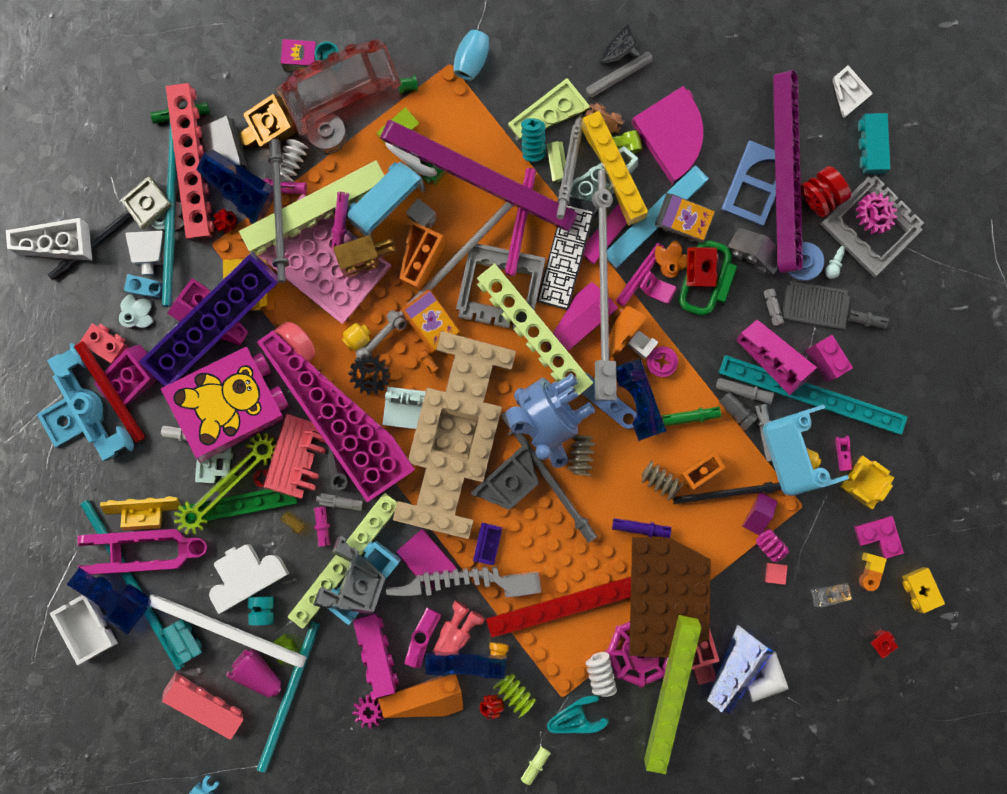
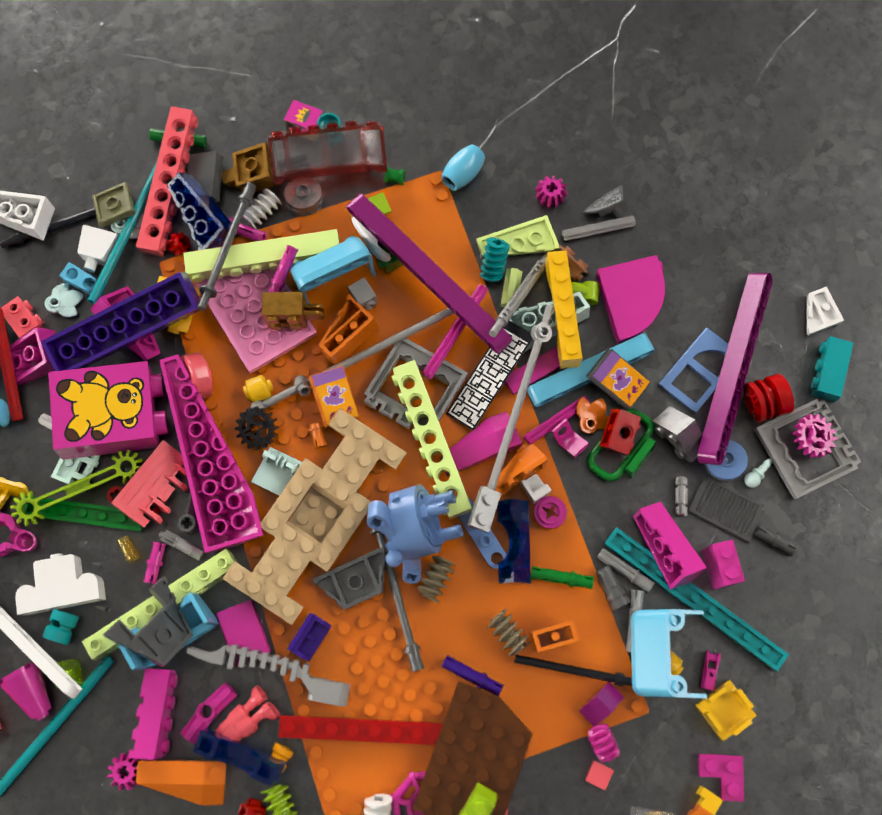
camera: 25 degrees right, 10 degrees down
(556, 54) = (546, 185): none -> dark pink gear

